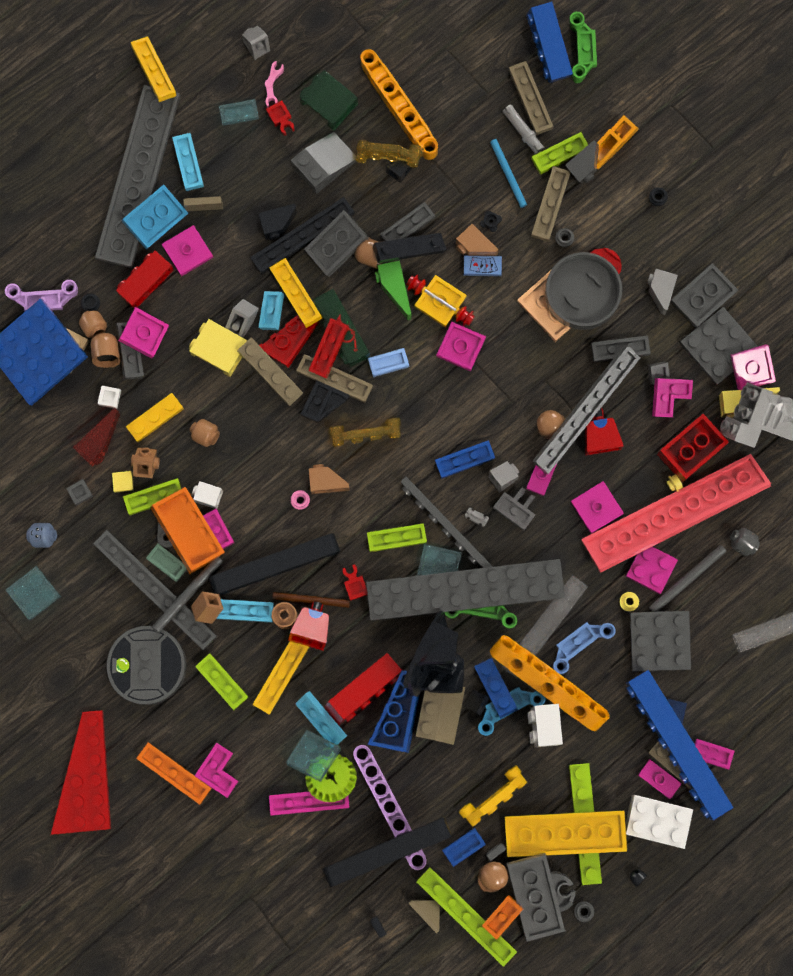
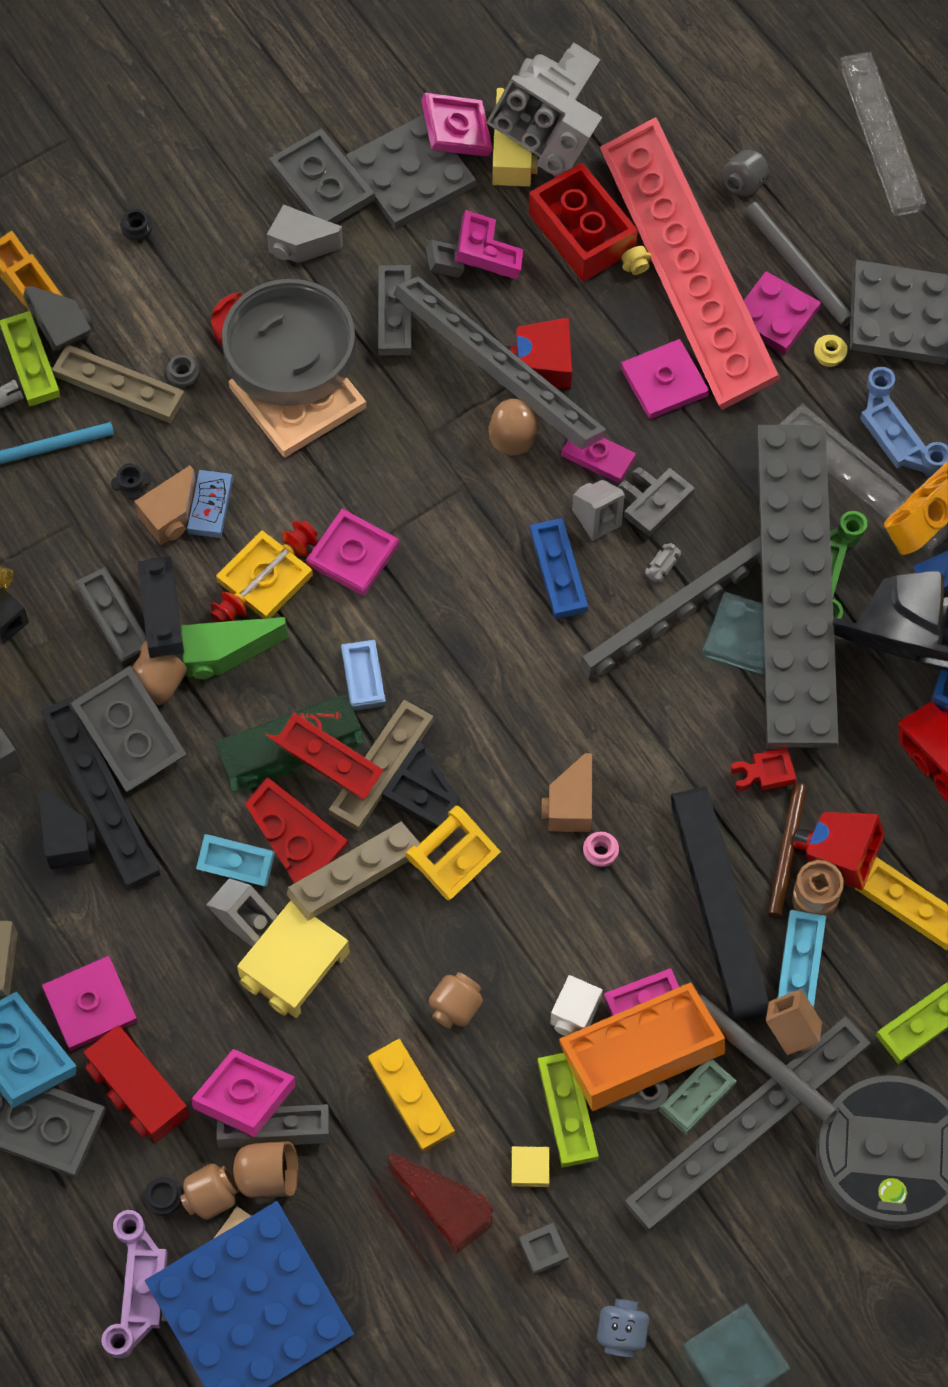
camera: 85 degrees left, 15 degrees down
(109, 397) = (360, 1174): white plate -> none
(145, 462) = (501, 1113): medium nougat brick -> none
(284, 427) = (461, 862): none -> yellow plate
(295, 293) = (210, 810): yellow plate -> none
(356, 436) = (491, 681): clear yellow plate -> none
(396, 537) = (688, 693): lime plate -> none

